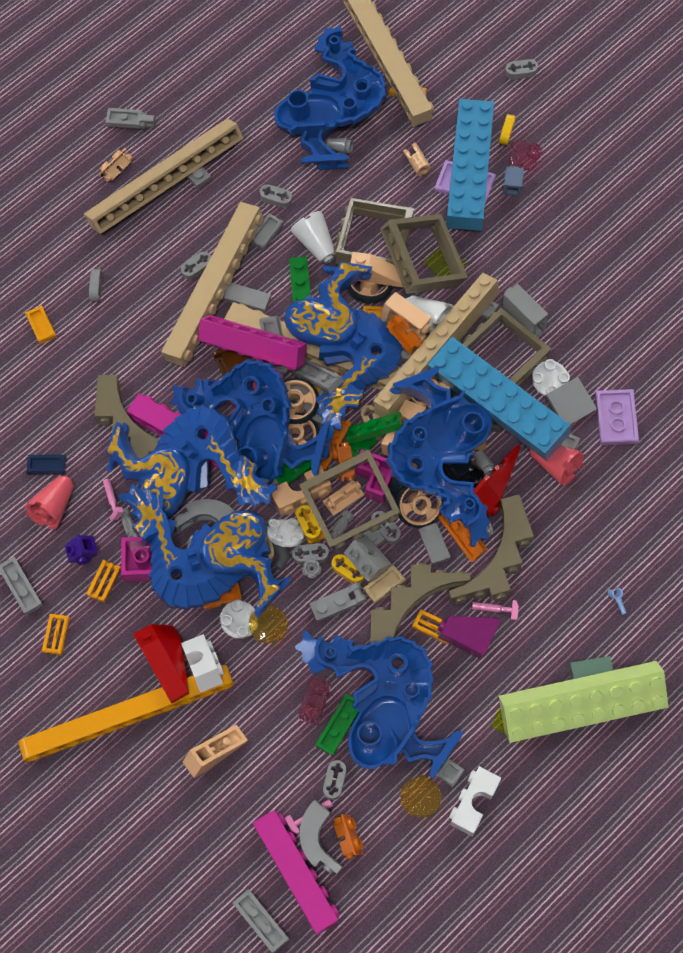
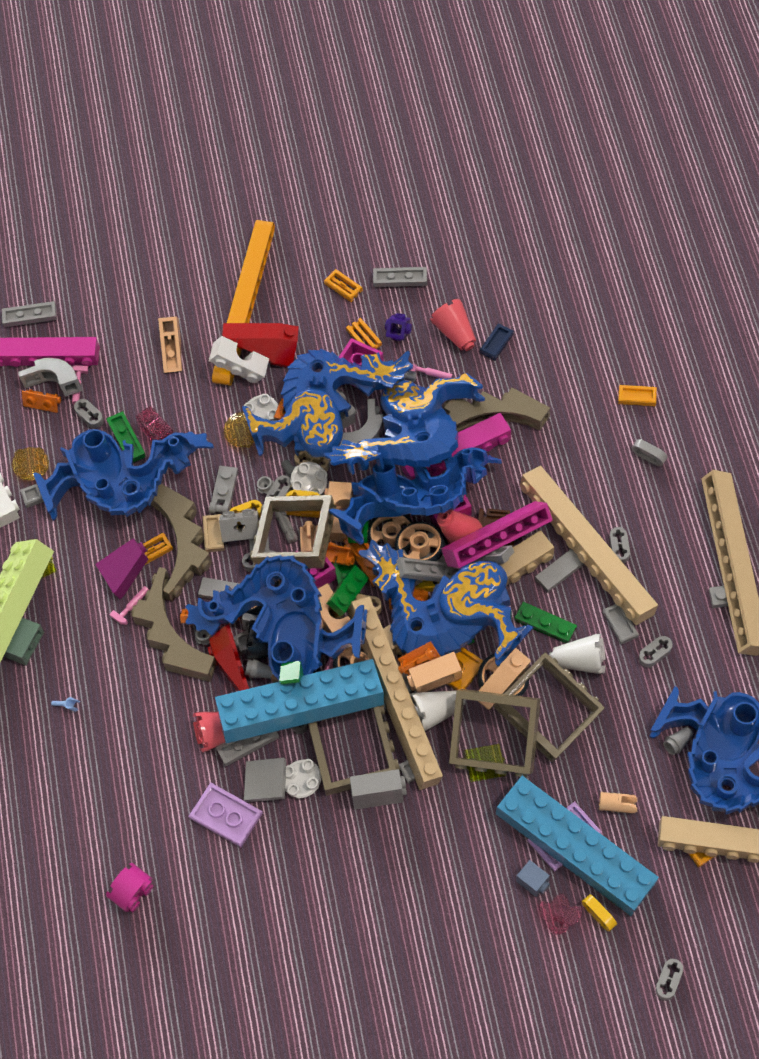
camera: 125 degrees right, 5 degrees down
(487, 406) = (291, 672): none -> slope

